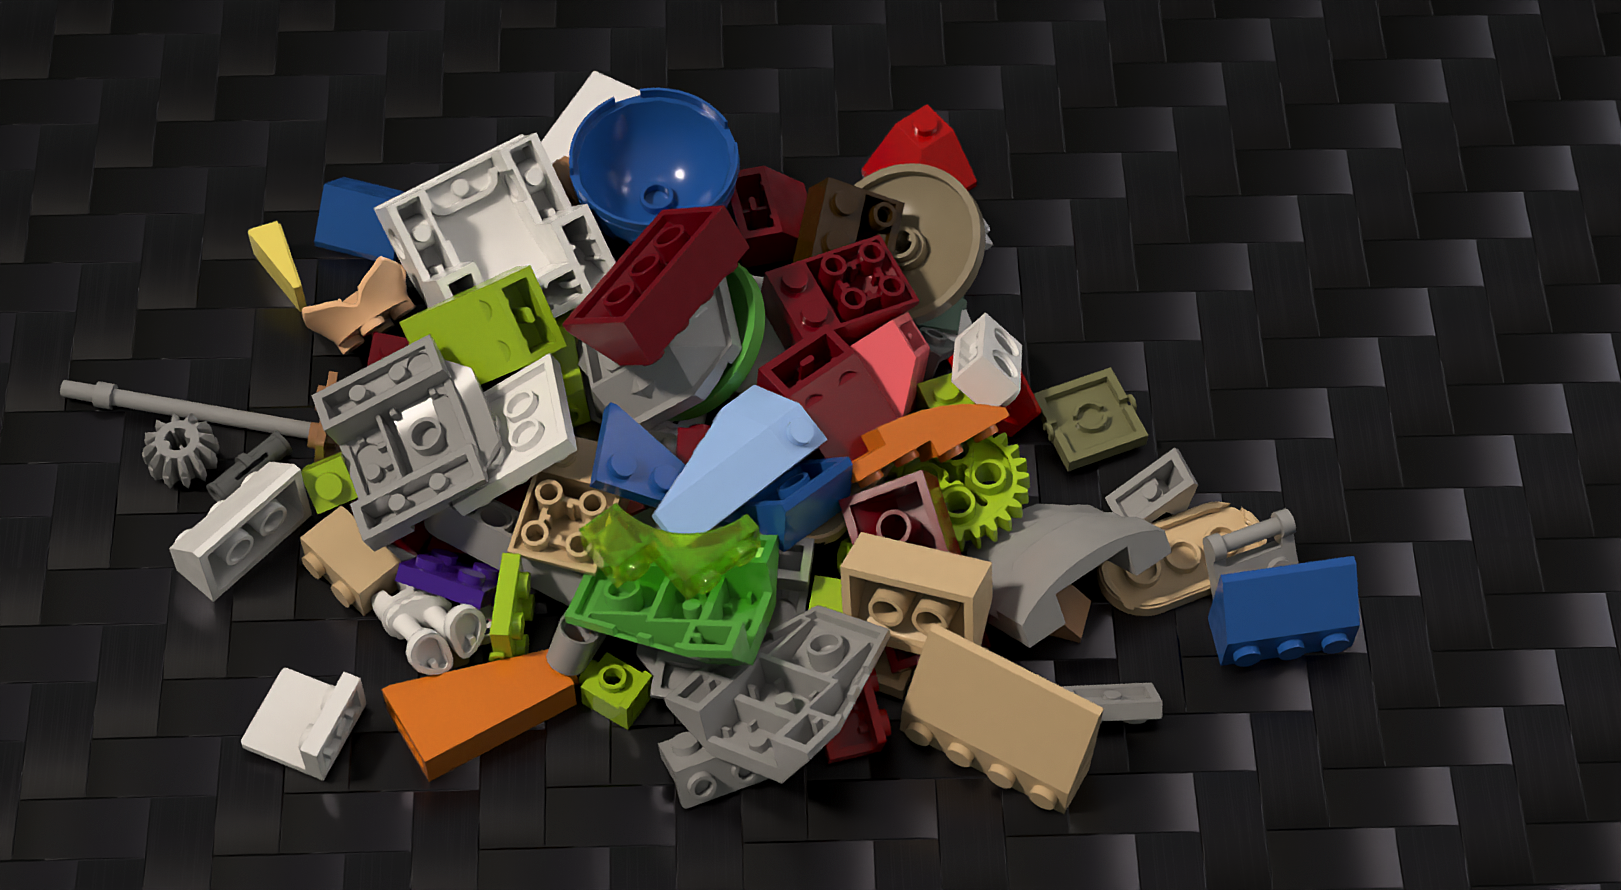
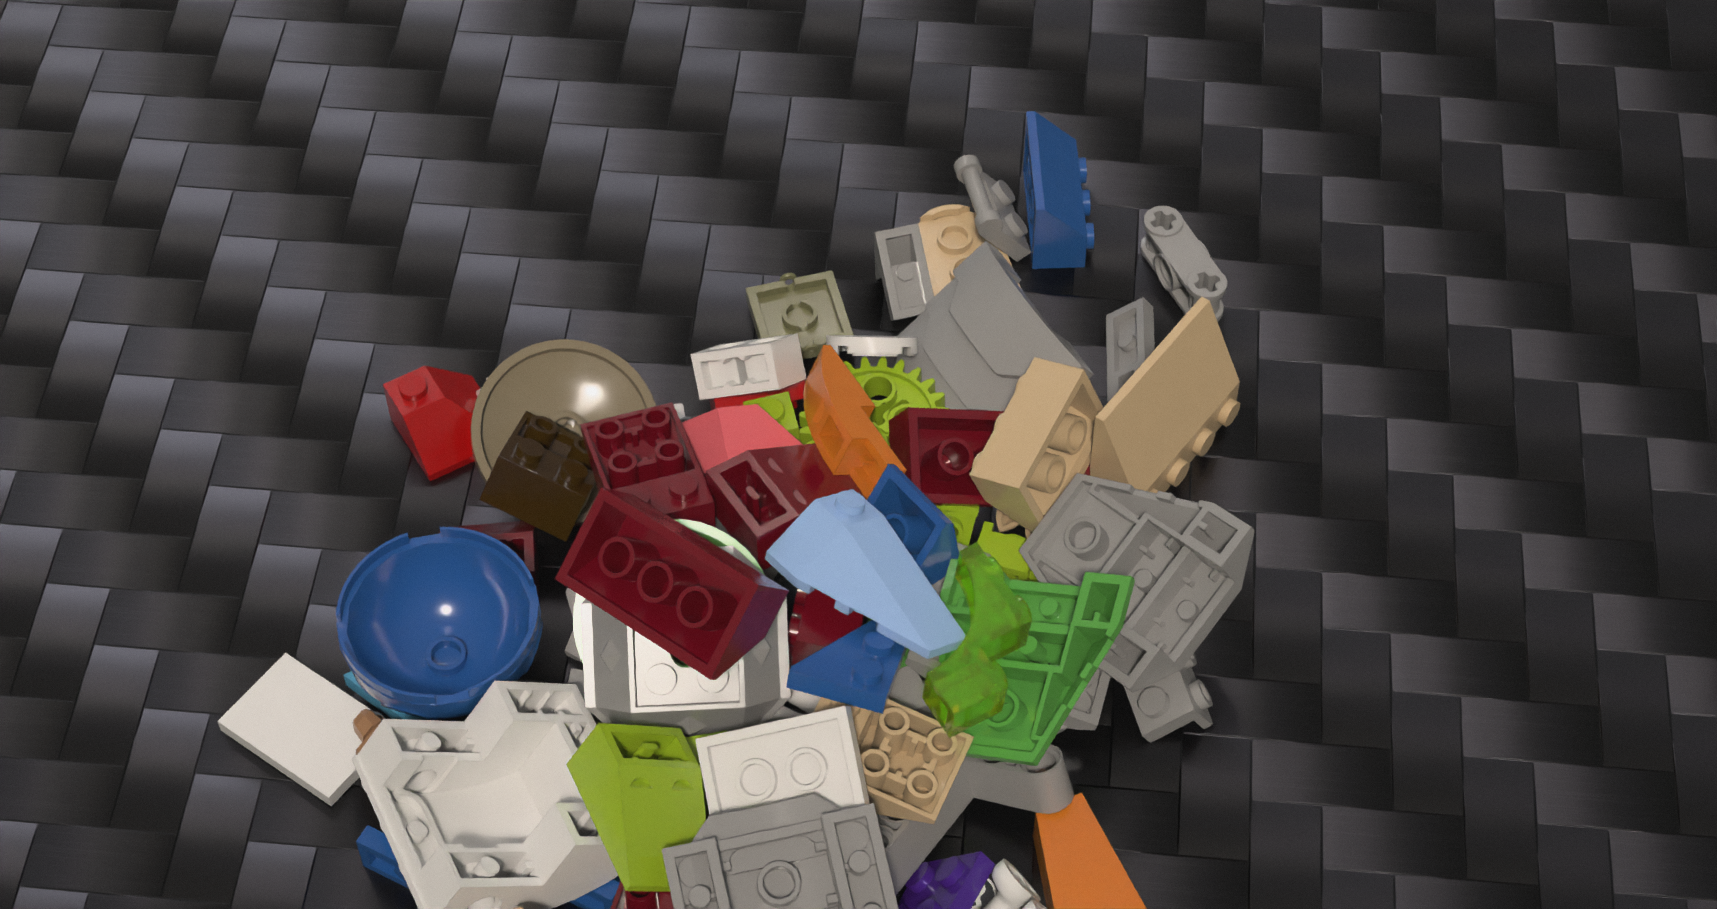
camera: 80 degrees left, 5 degrees down
(511, 609) = (999, 838): lime plate -> none
(619, 701) = (1088, 758): lime brick -> none
(1046, 465) = (874, 345): none -> white tile
(1227, 746) = (1181, 260): none -> light grey piece

